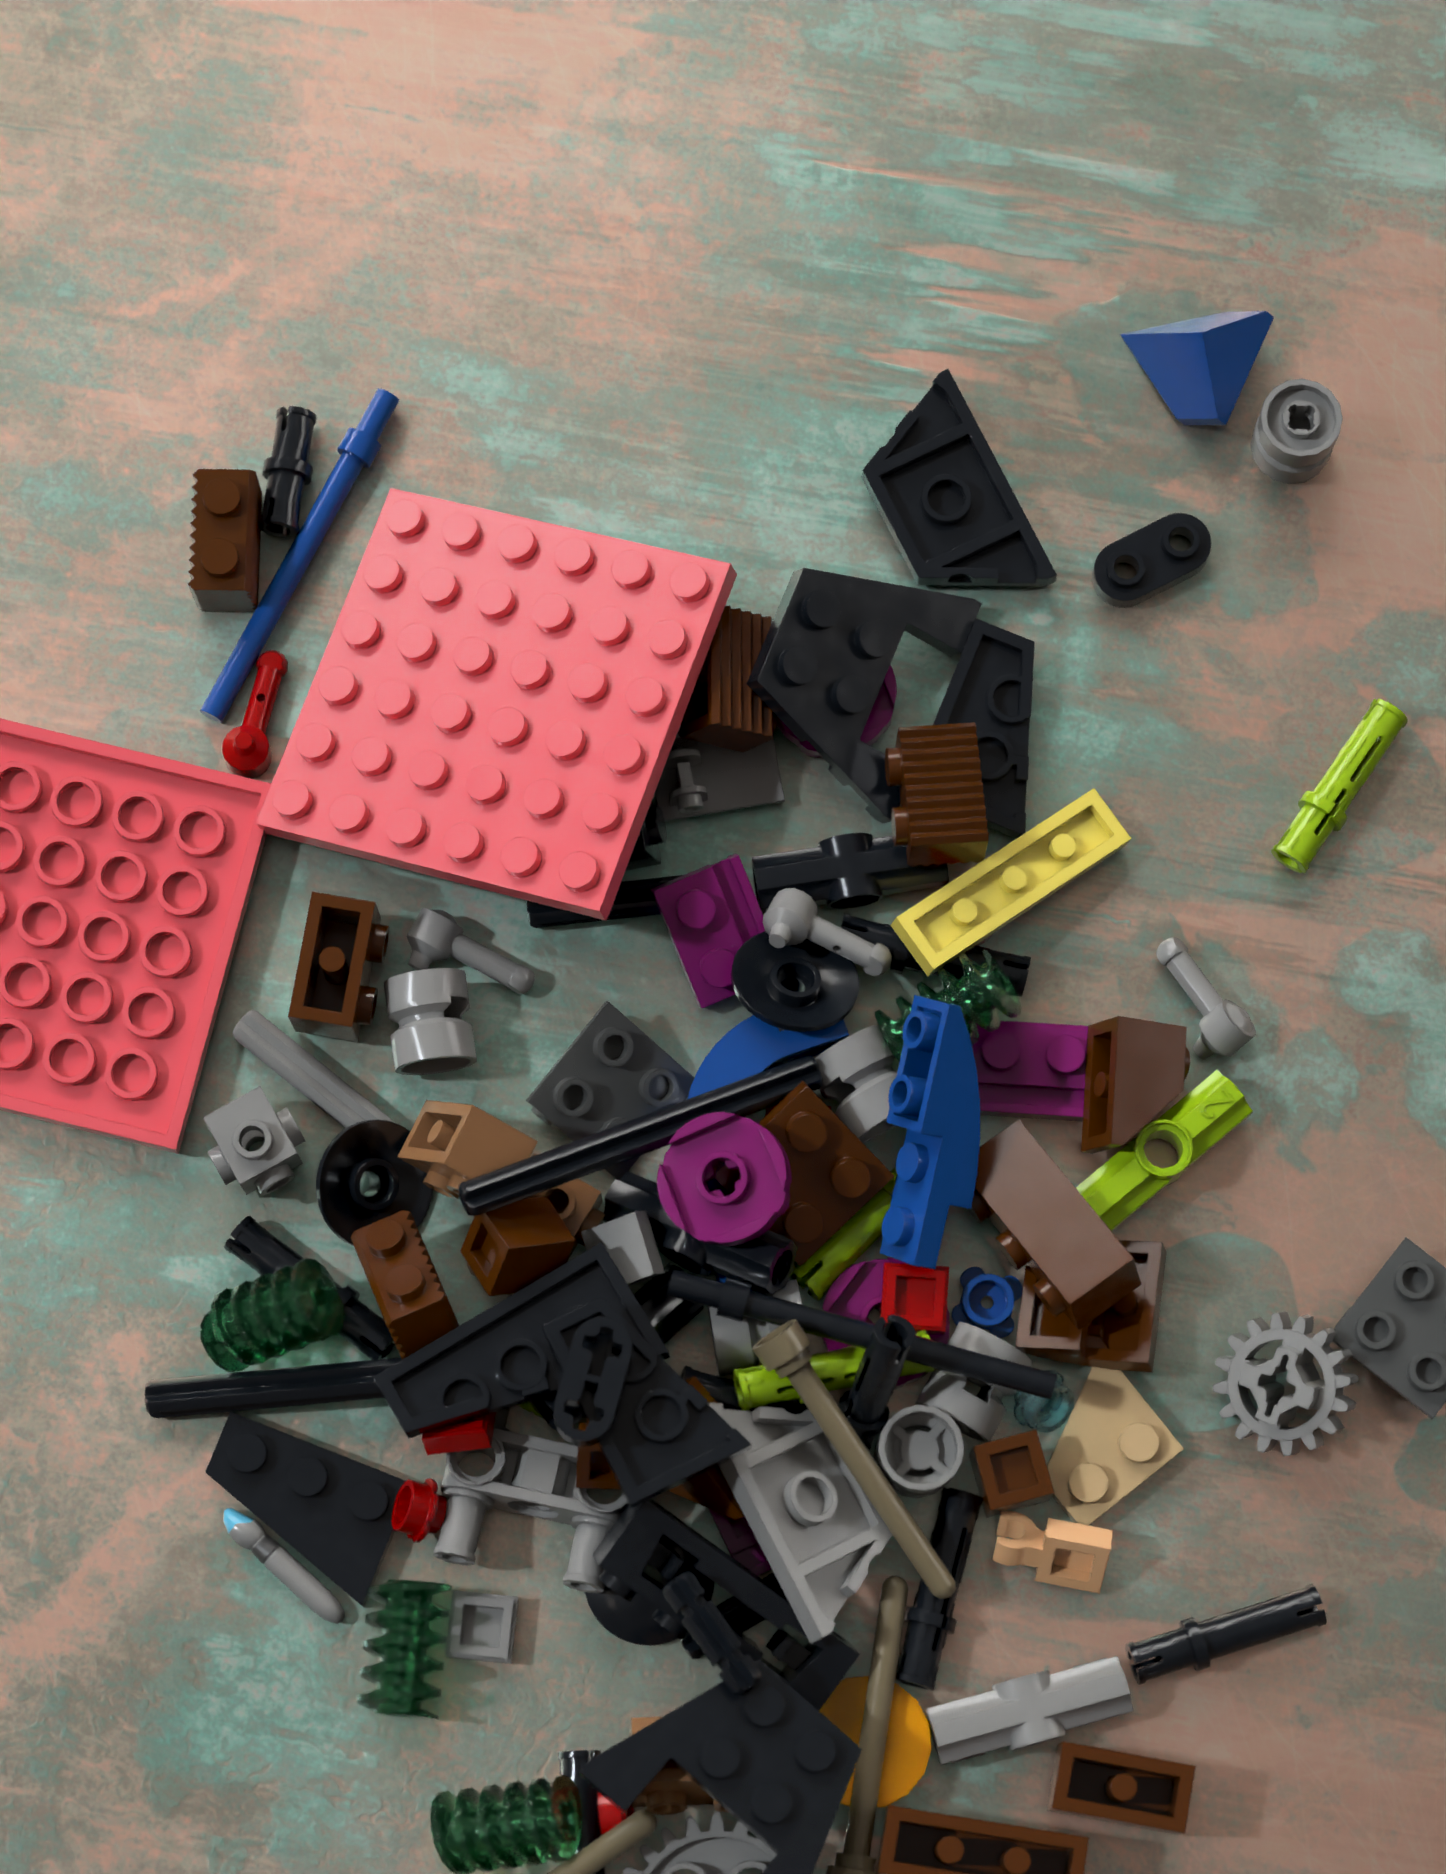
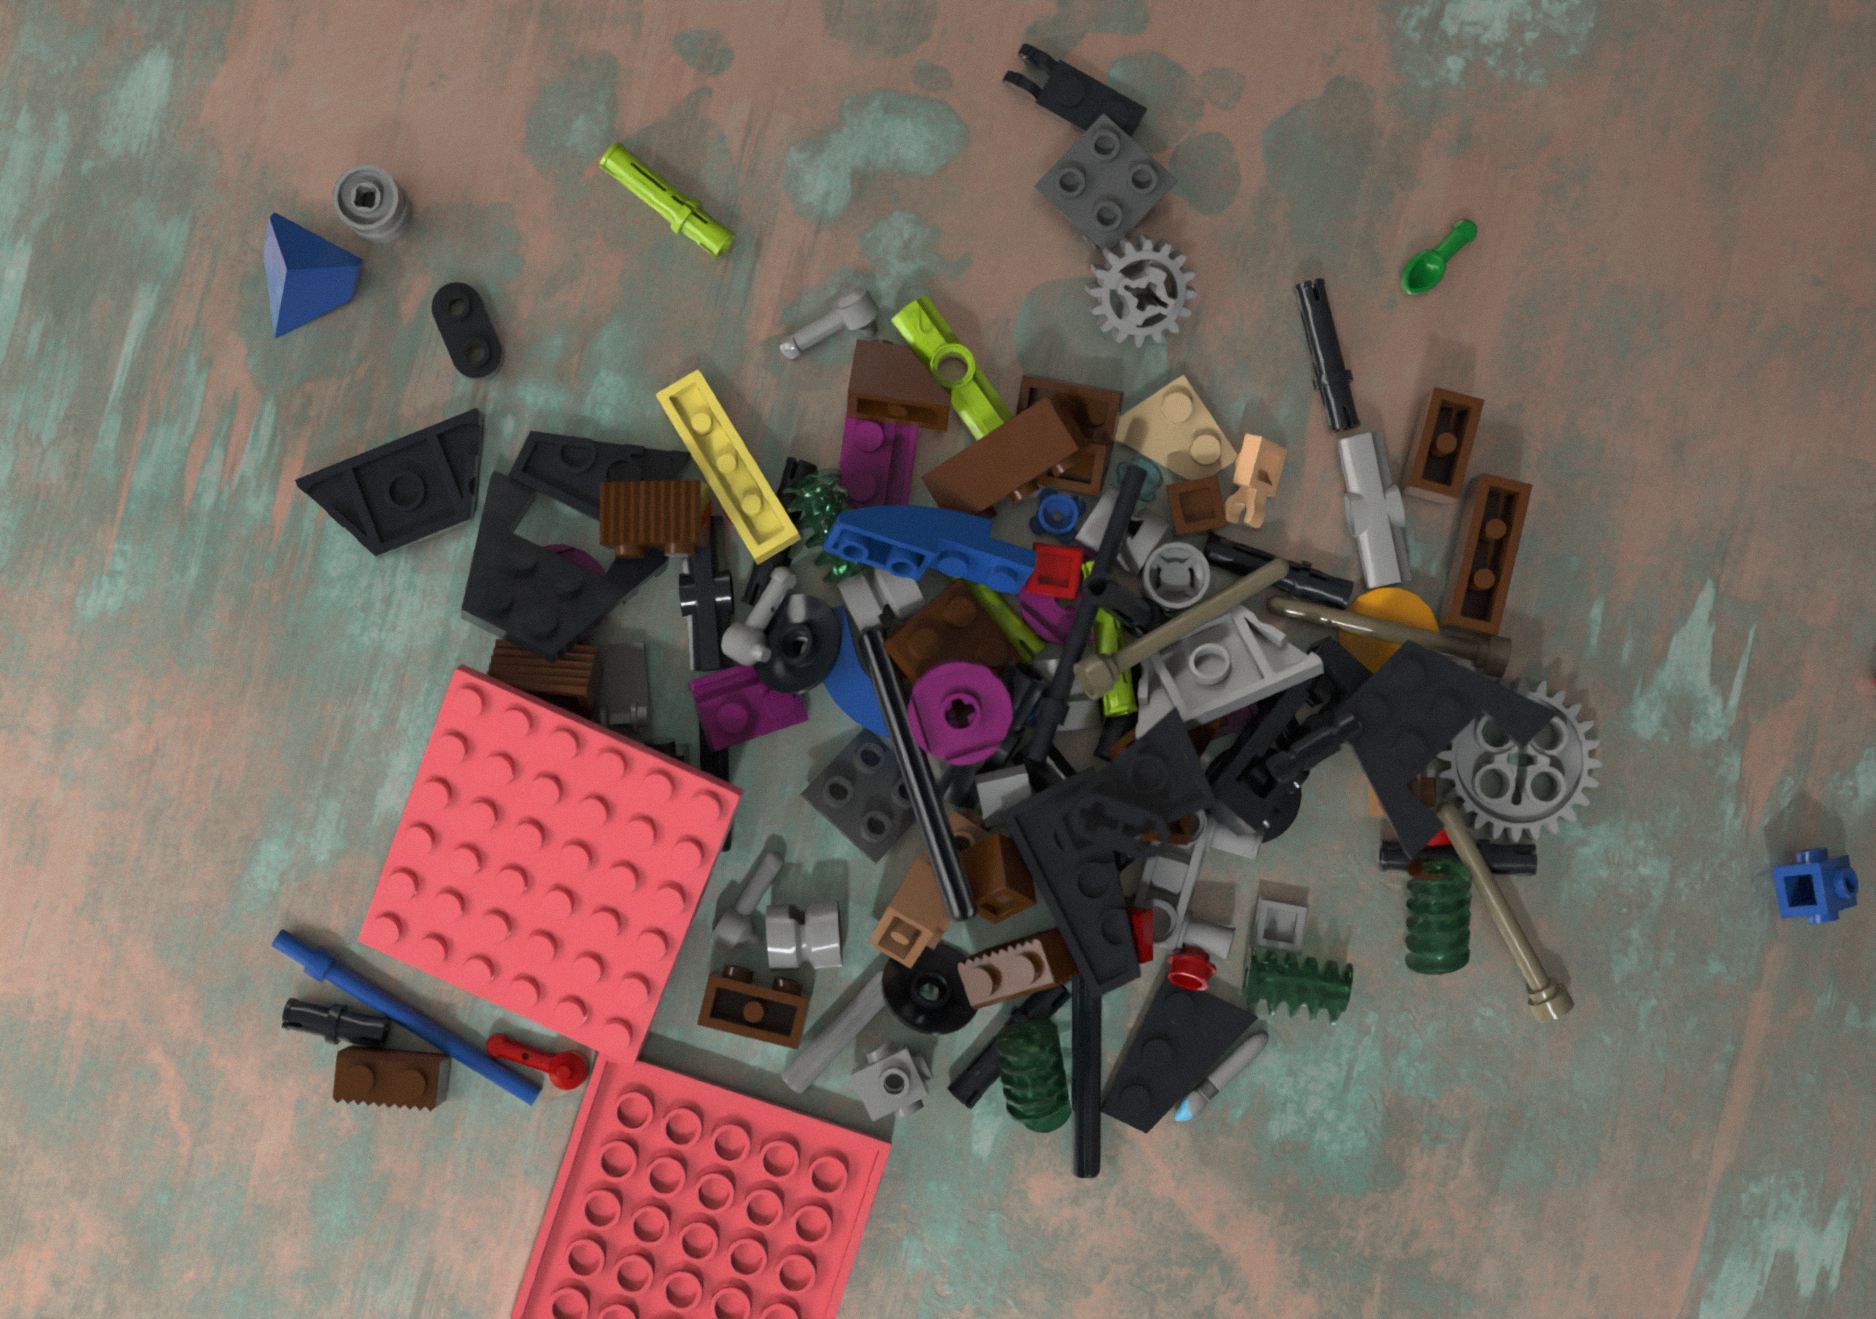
camera: 80 degrees left, 10 degrees up
(1357, 1762) = (1428, 266): none -> green piece

